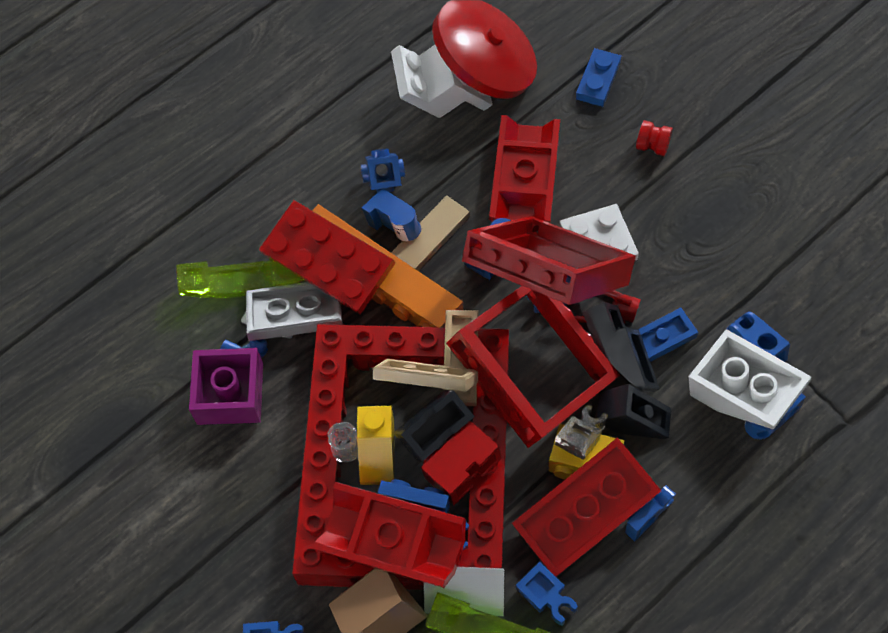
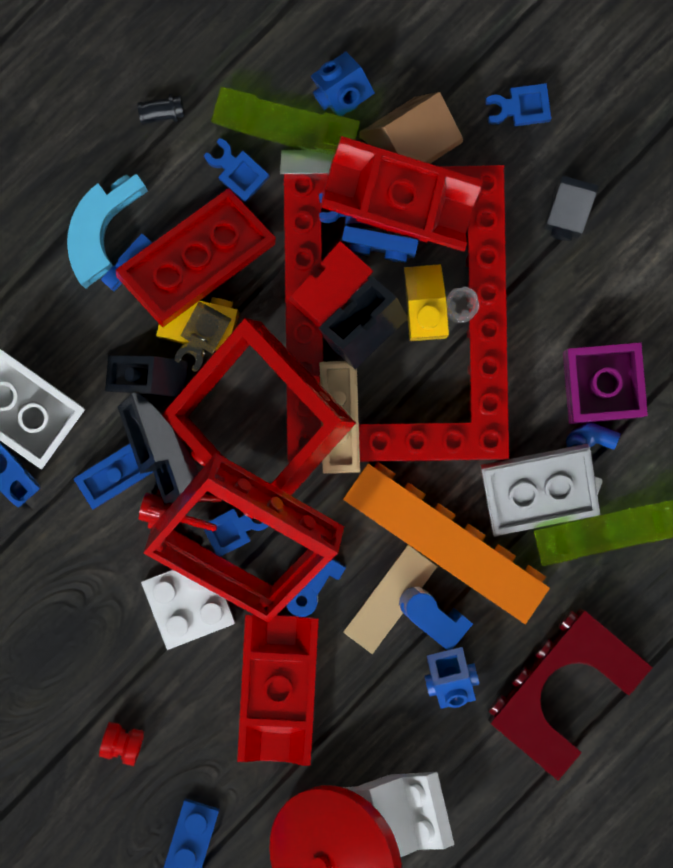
camera: 175 degrees right, 25 degrees up
(236, 538) = (569, 208): none -> black slope
(272, 194) = (579, 642): none -> dark red arch
(327, 256) = (507, 549): red plate -> none
(425, 375) = (377, 382): tan tile -> none
(690, 531) = (89, 225): none -> medium azure arch

